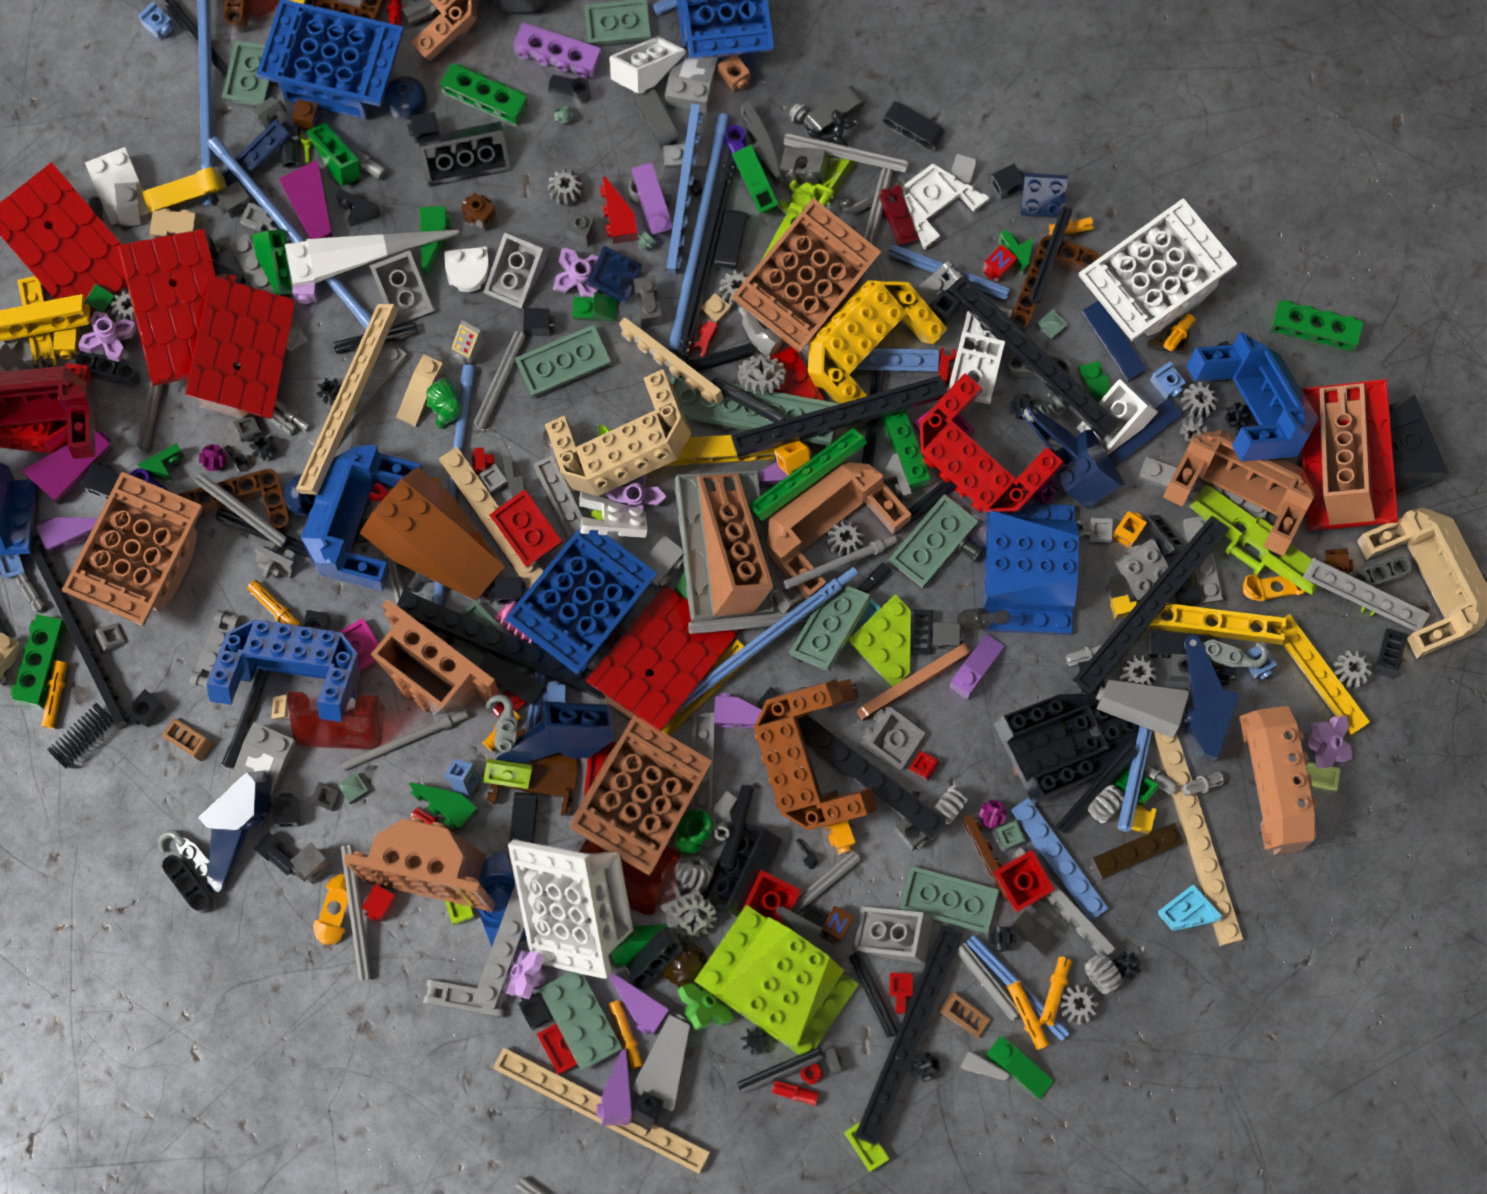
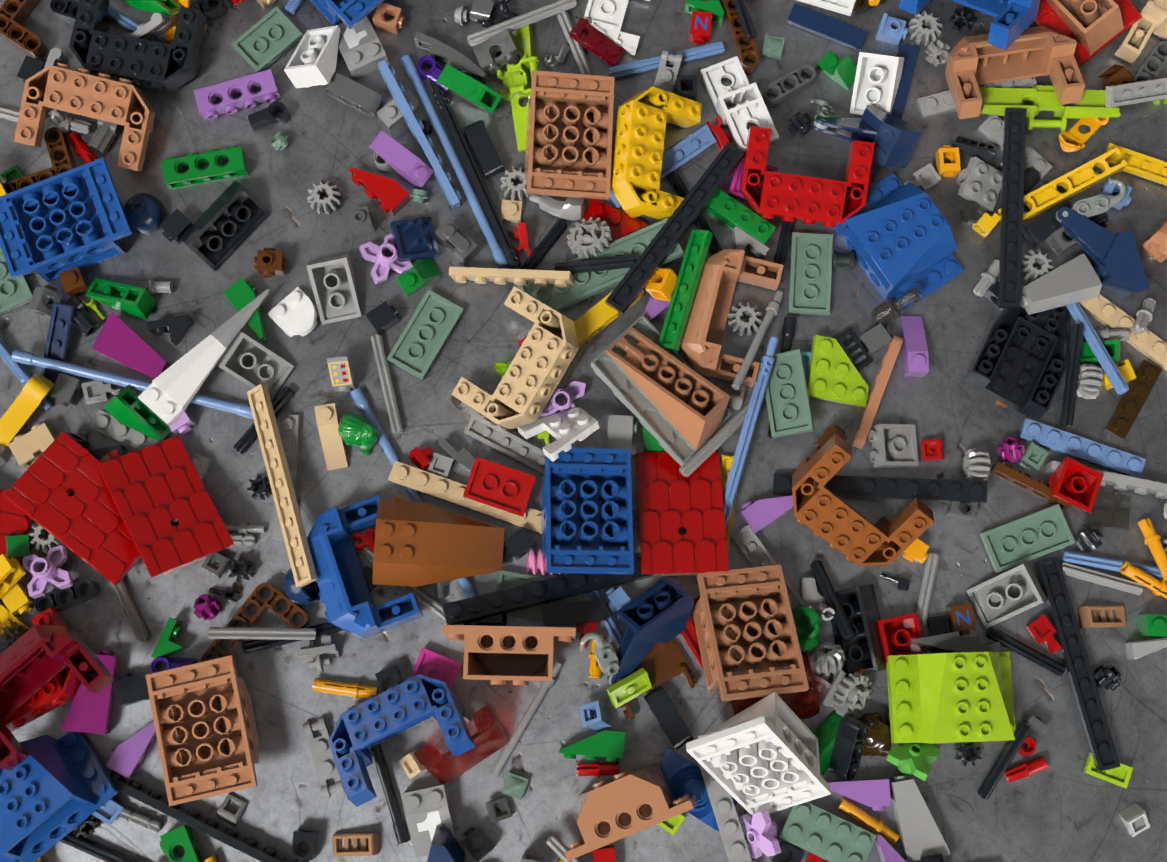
camera: 35 degrees left, 5 degrees up
(1034, 358) = (785, 80): black plate -> none

